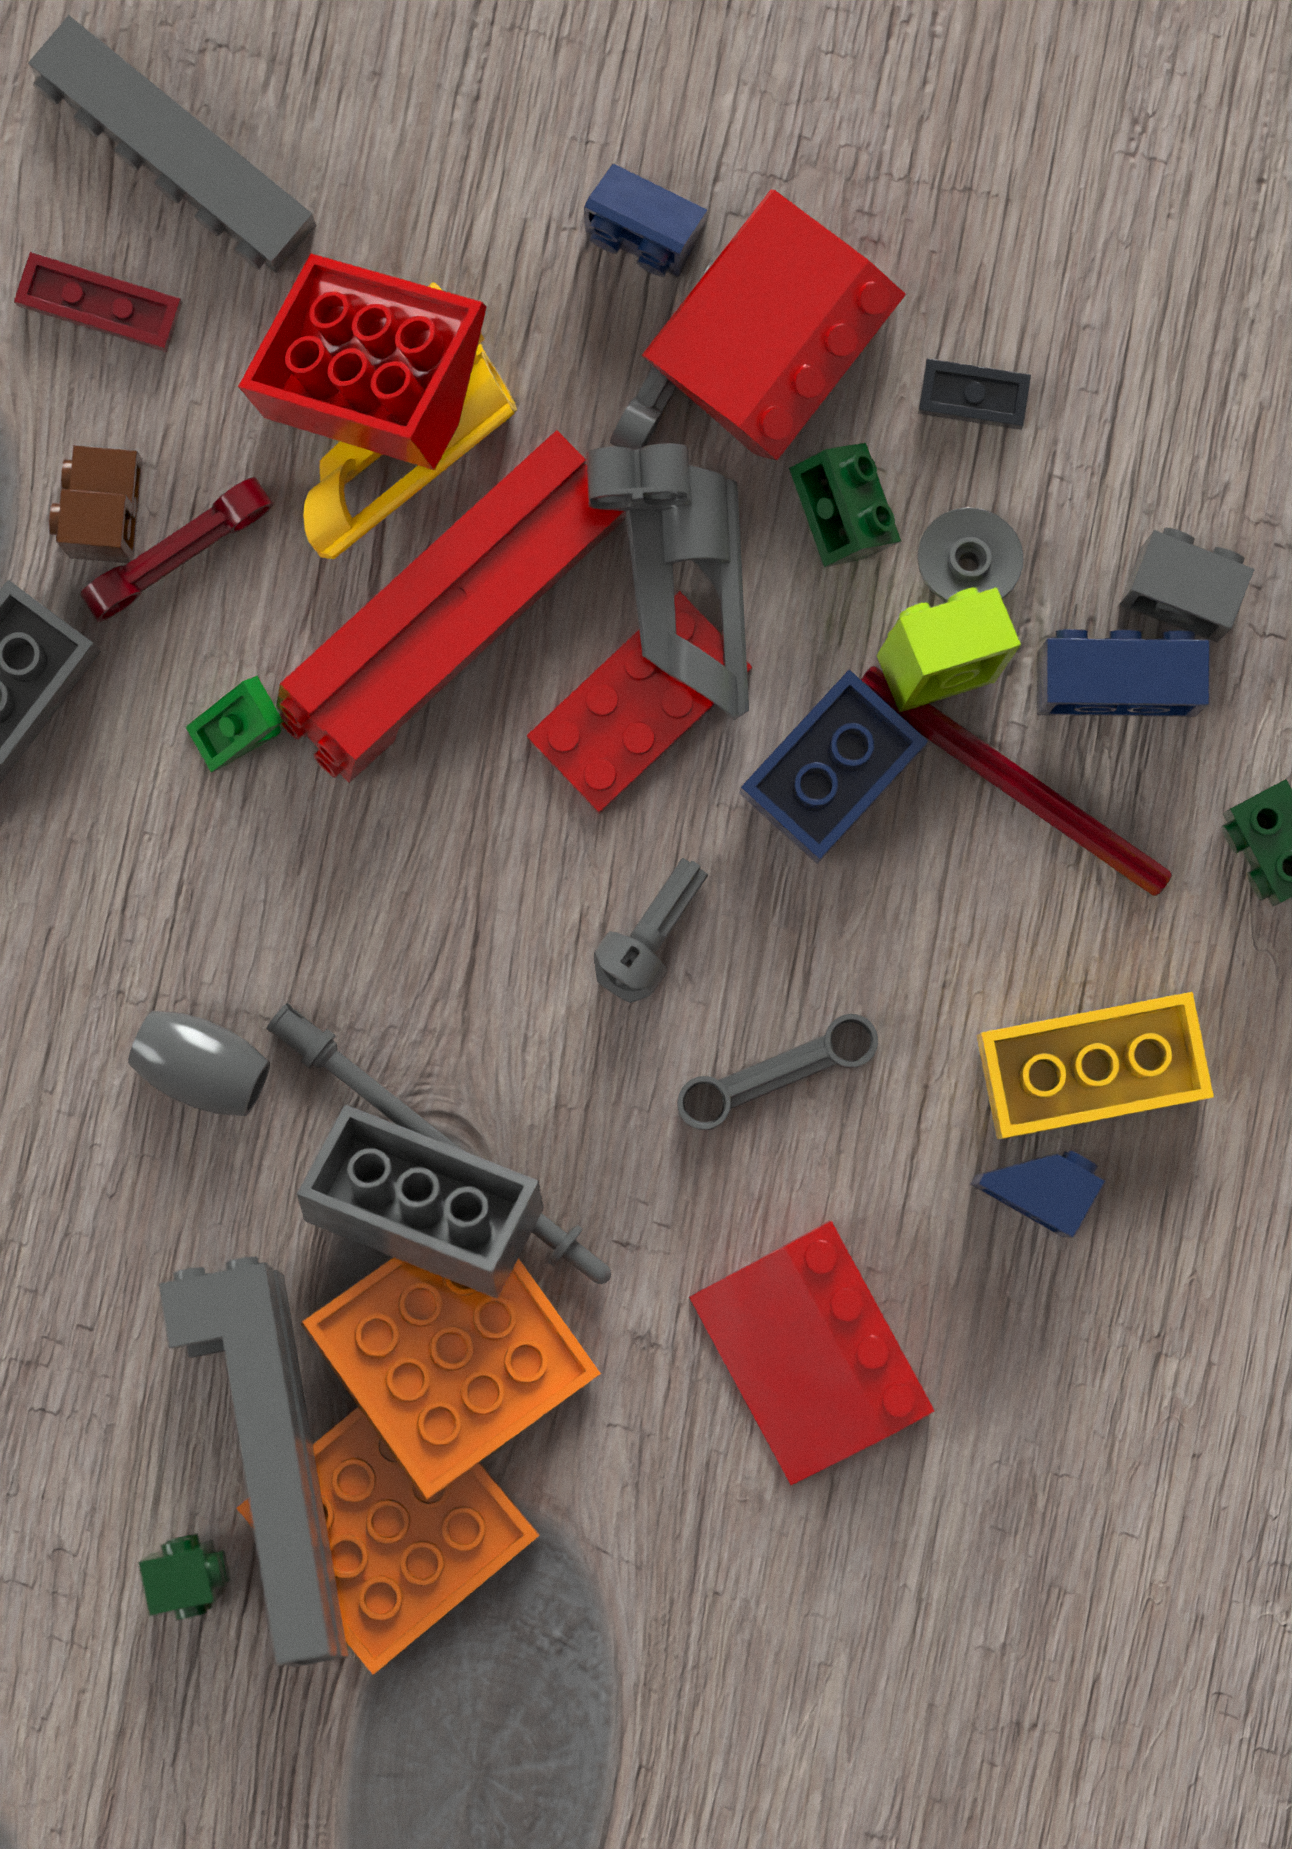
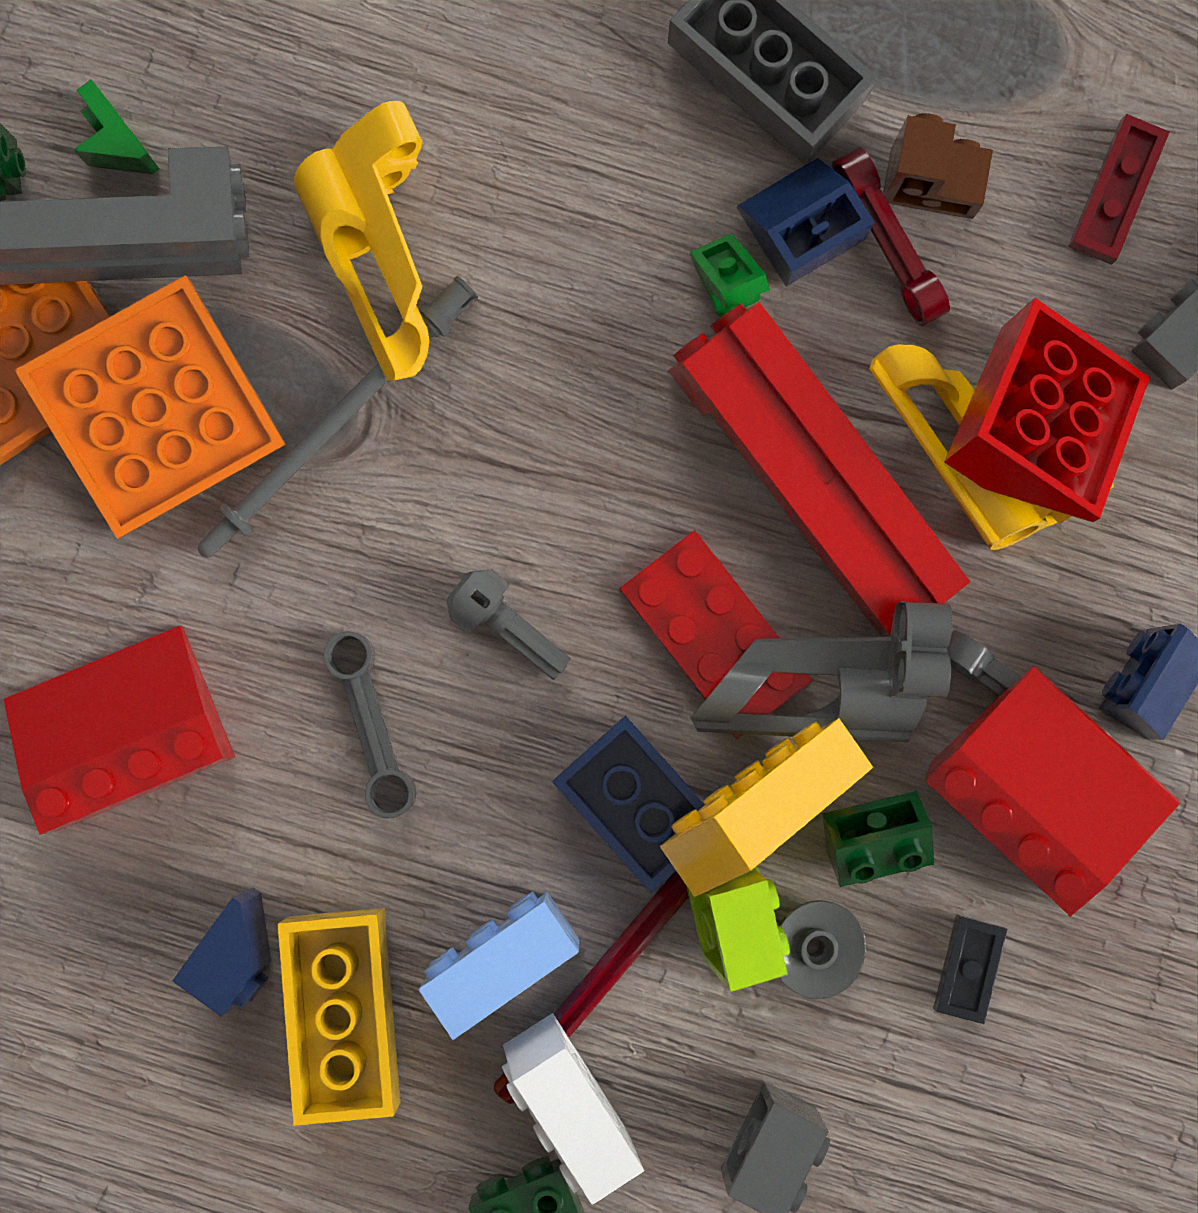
camera: 100 degrees right, 0 degrees up
(151, 1426) = (114, 143): none -> green slope
(165, 646) = (806, 220): none -> dark blue slope
(199, 1063) = (436, 206): dark grey piece -> none
(203, 1150) = (352, 214): none -> yellow panel
(421, 1201) = (280, 390): dark grey brick -> none
(821, 626) = (764, 806): none -> yellow brick
(1018, 897) = (498, 963): none -> light blue brick
(1123, 674) = (697, 1083): dark blue brick -> none
(1164, 805) = (569, 1110): none -> white brick

